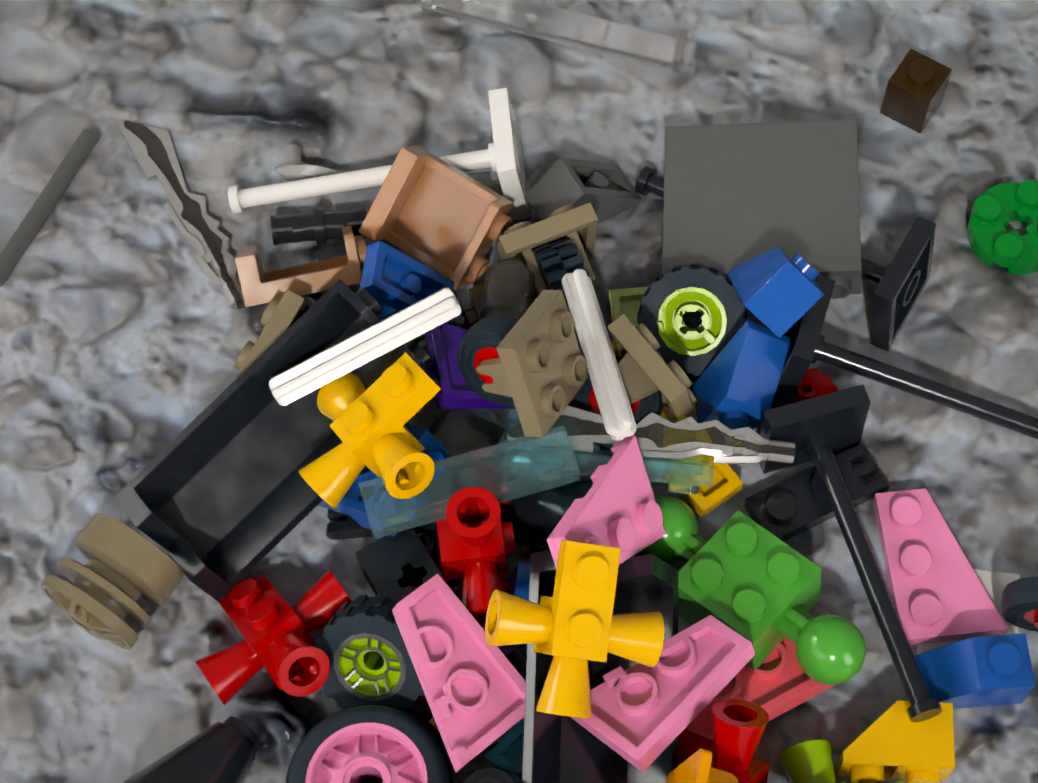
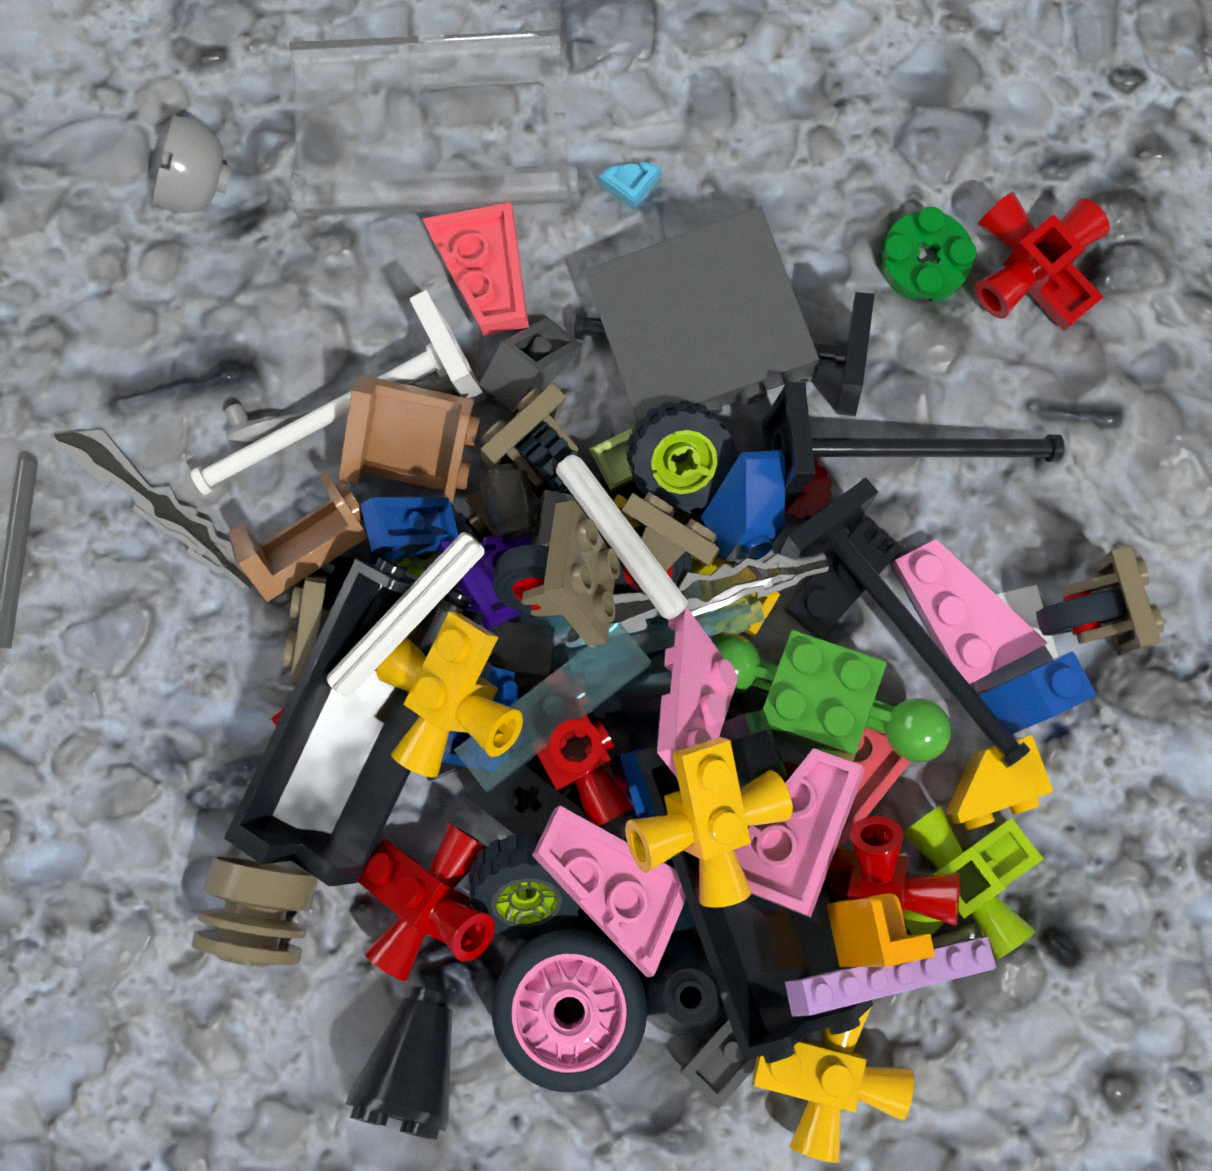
camera: 30 degrees left, 15 degrees up
(315, 226) = (292, 480): black pin -> none
(575, 97) = (484, 263): none -> coral wing
(746, 74) = (630, 181): none -> medium azure tile
(777, 288) = (756, 412): blue slope -> none
(915, 90) = (795, 150): dark brown brick -> none

